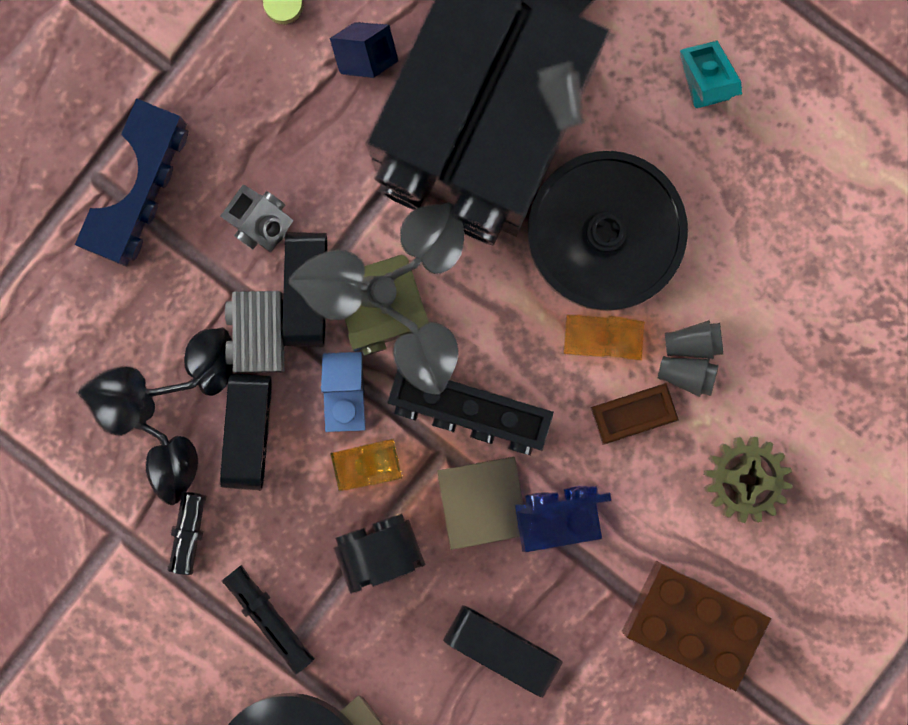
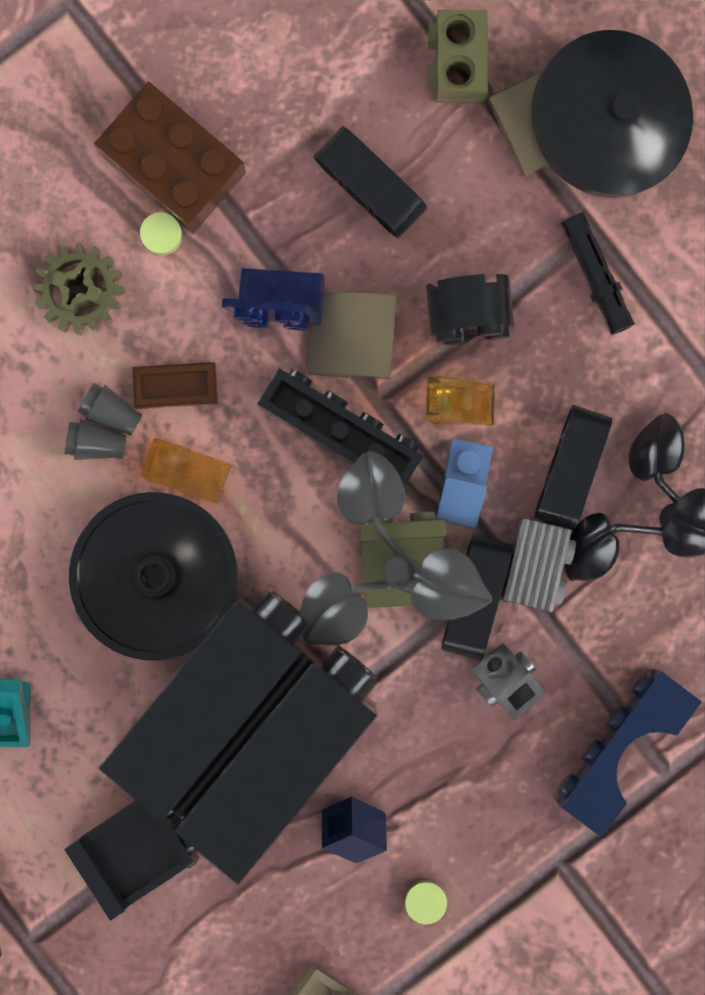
camera: 170 degrees left, 0 degrees up
(187, 533) = (658, 381): black pin -> none
(562, 94) = (164, 712): dark grey cone -> none
(685, 552) = (161, 234): none -> yellowish green tile

